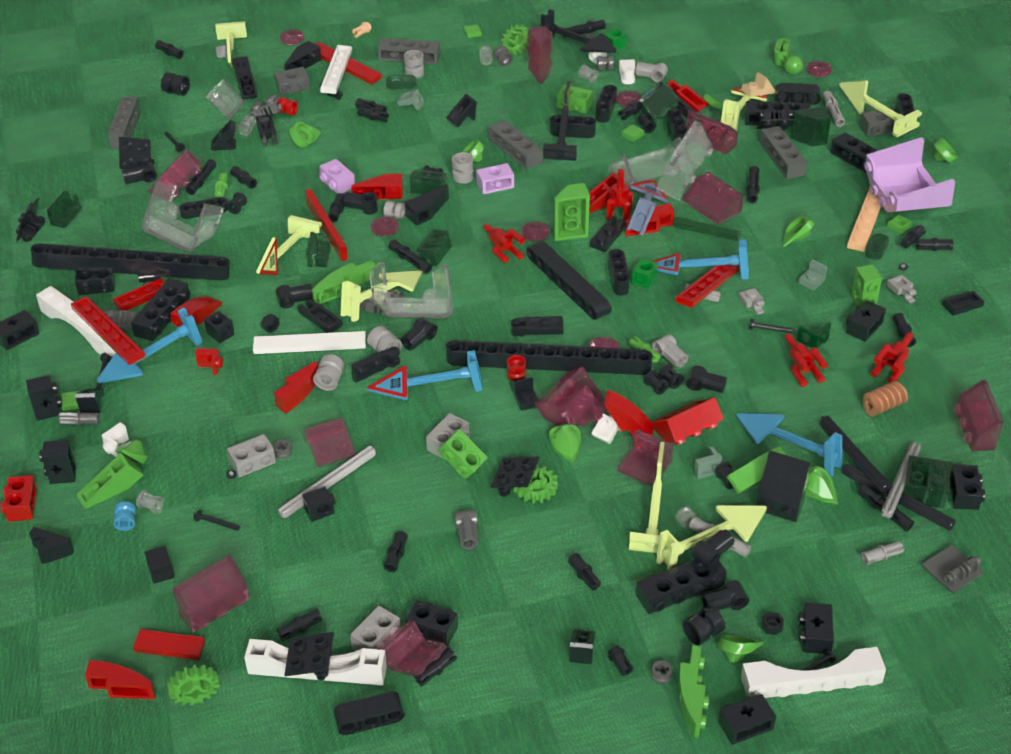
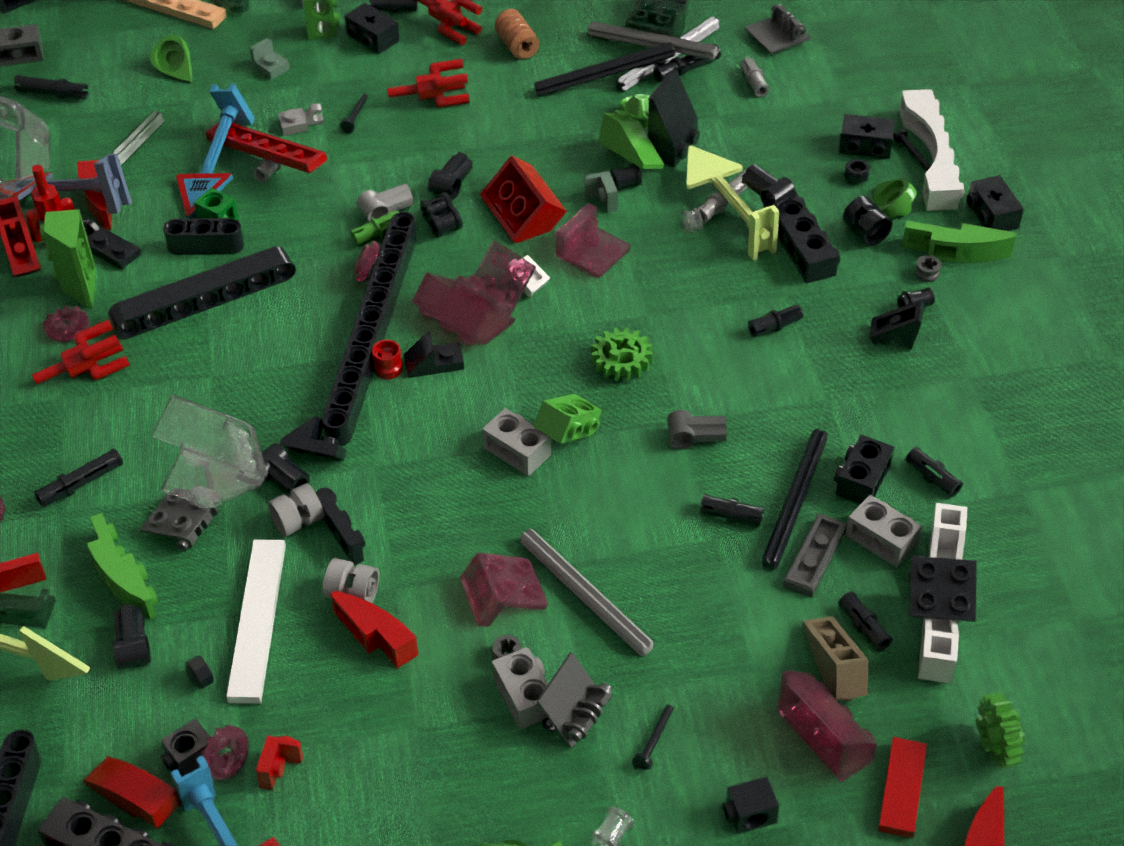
camera: 85 degrees left, 5 degrees up
(206, 334) = (231, 762): none -> clear pink gear
(235, 473) = (573, 700): none -> dark grey hinge
(266, 605) = (838, 658): none -> dark tan slope
(318, 503) = (638, 597): black brick -> none
(320, 316) = (196, 602): black hinge -> none
(352, 297) = (202, 523): yellowish green piece -> none
(357, 598) = (815, 555): none -> dark grey tile
(368, 713) = (1014, 541): black beam -> none
(397, 383) = (391, 504): dark azure piece -> none
(409, 651) = (924, 481): clear pink bracket -> none
(410, 586) = (794, 499): none -> black axle
(435, 246) = (69, 438): clear green hinge -> none
(437, 344) = (307, 440): none -> black slope
(514, 473) = (608, 366): black hinge -> none
(537, 325) = (296, 331): black hinge -> none
(566, 441) = (539, 323): bright green piece -> none
(627, 414) = (528, 241): red slope -> none
(649, 541) = (628, 220): yellowish green piece -> none
(714, 198) = (76, 123): clear pink slope -> none
(730, 595) = (820, 198): black piece -> none
(761, 425) = (541, 141): dark azure piece -> none
(816, 339) = (390, 68): dark green bracket -> none

